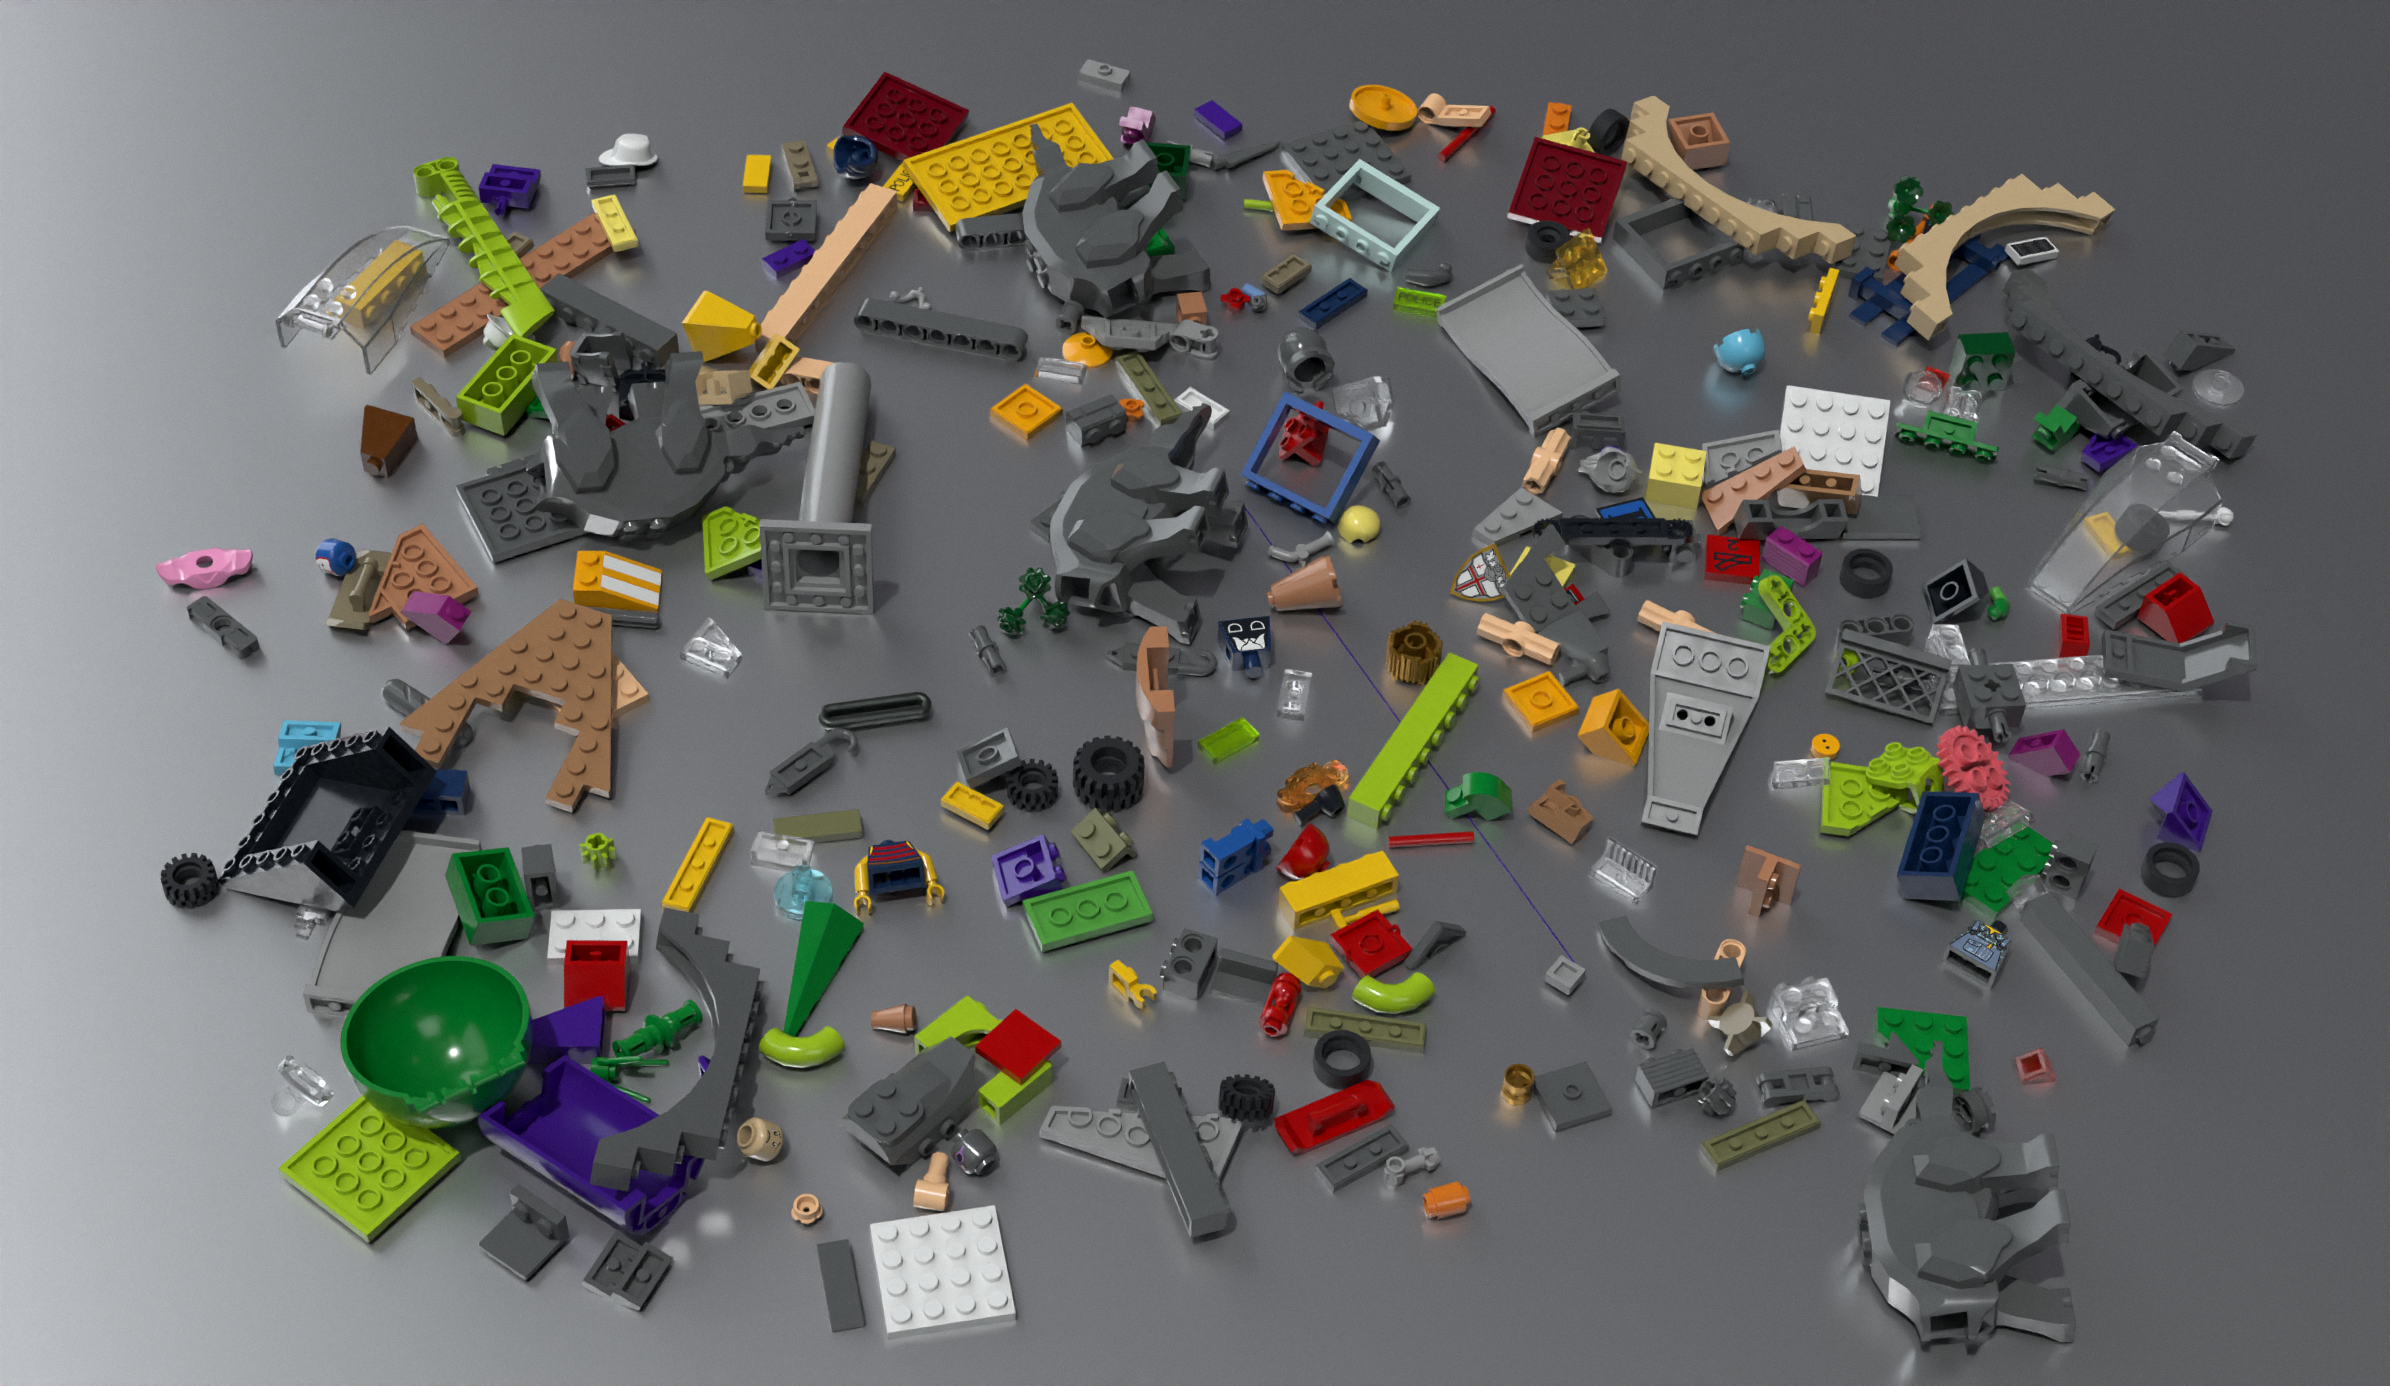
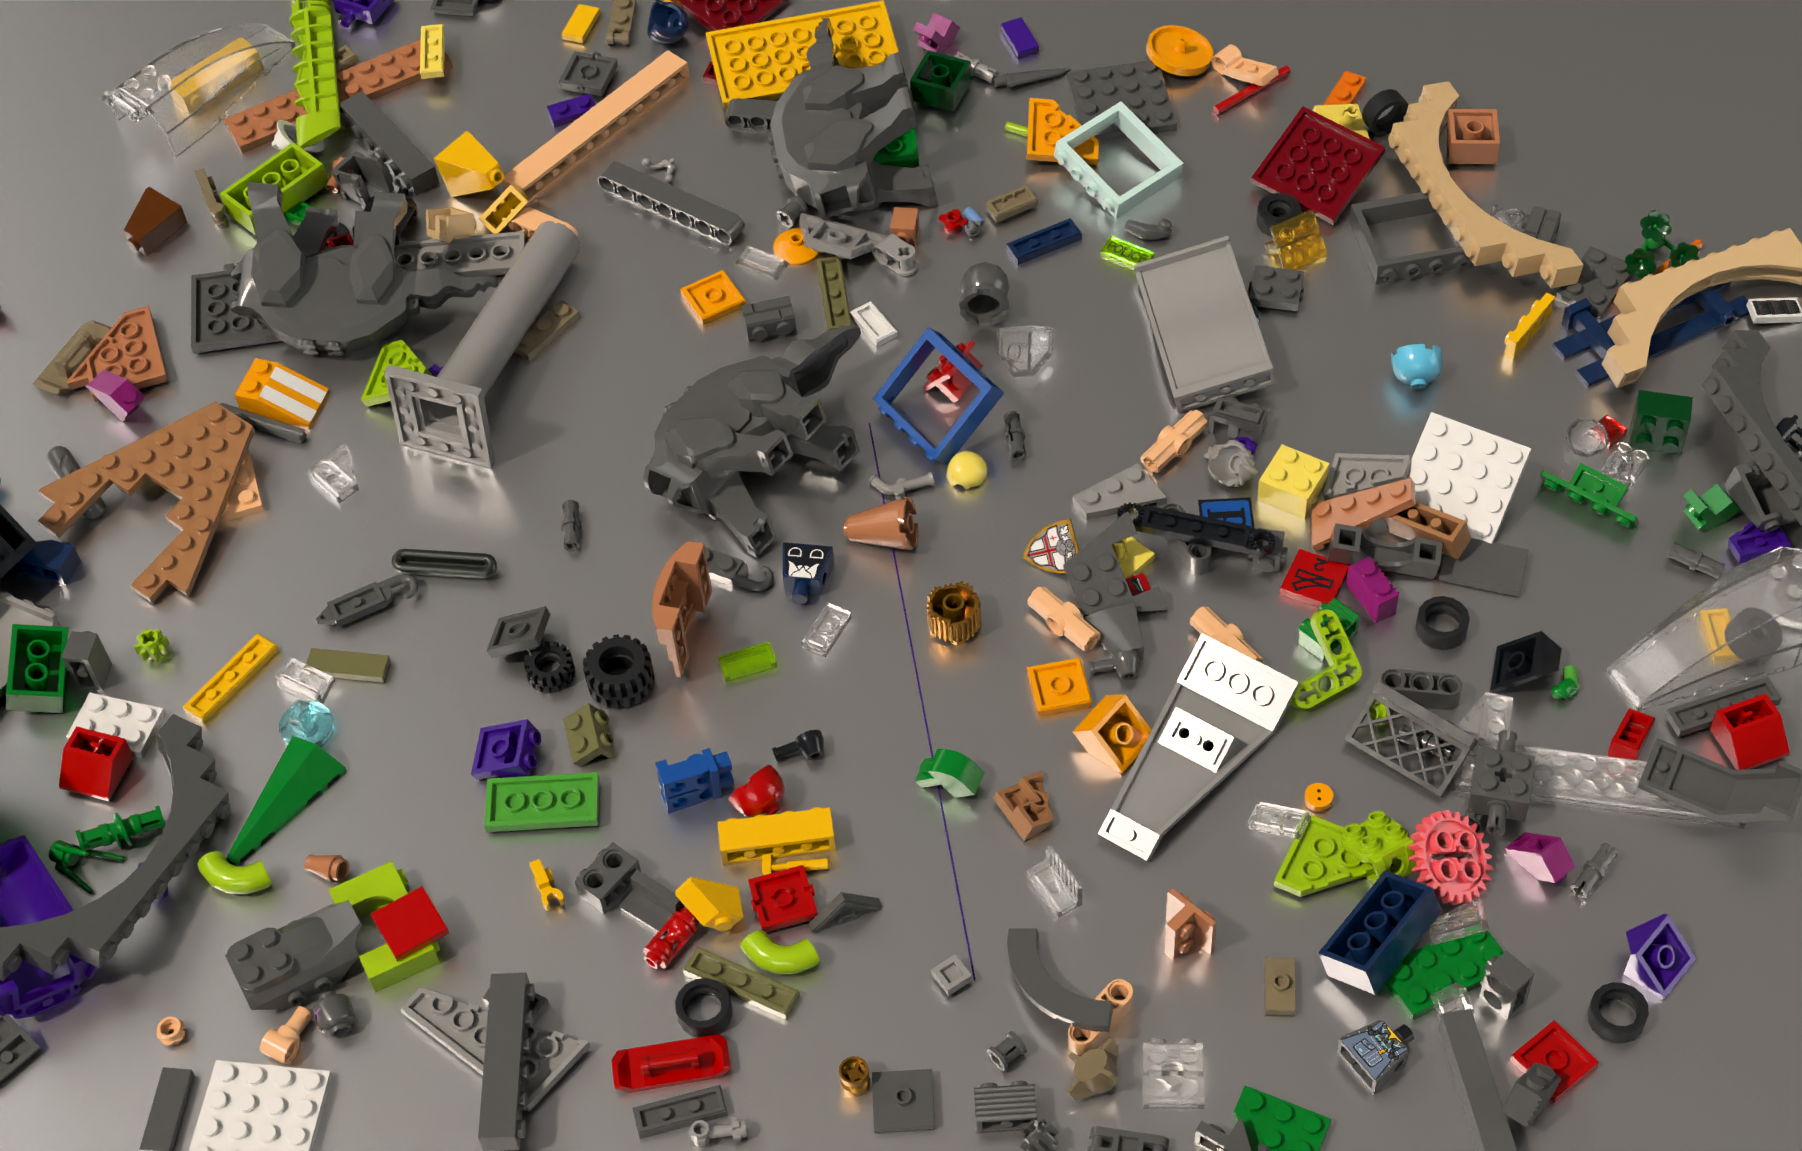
camera: 25 degrees right, 5 degrees up
(335, 557) = (64, 322): blue head -> none
(570, 1032) = (49, 813): dark purple slope -> none
(760, 1139) = (157, 954): tan head -> none
(894, 868) = (388, 722): torso -> none
(900, 182) = (698, 56): yellow tile -> none
(972, 805) = (488, 674): yellow plate -> none
(1034, 586) = (625, 473): dark green plant -> none
(1133, 409) = (807, 313): orange plate -> none
(1246, 1098) = (594, 1025): black tyre -> none
(1294, 795) = (818, 718): clear orange piece -> none
(1412, 741) = (915, 701): lime brick -> none
(1430, 839) = (890, 804): red bar -> none
(1867, 916) = (1280, 986): none -> dark tan plate

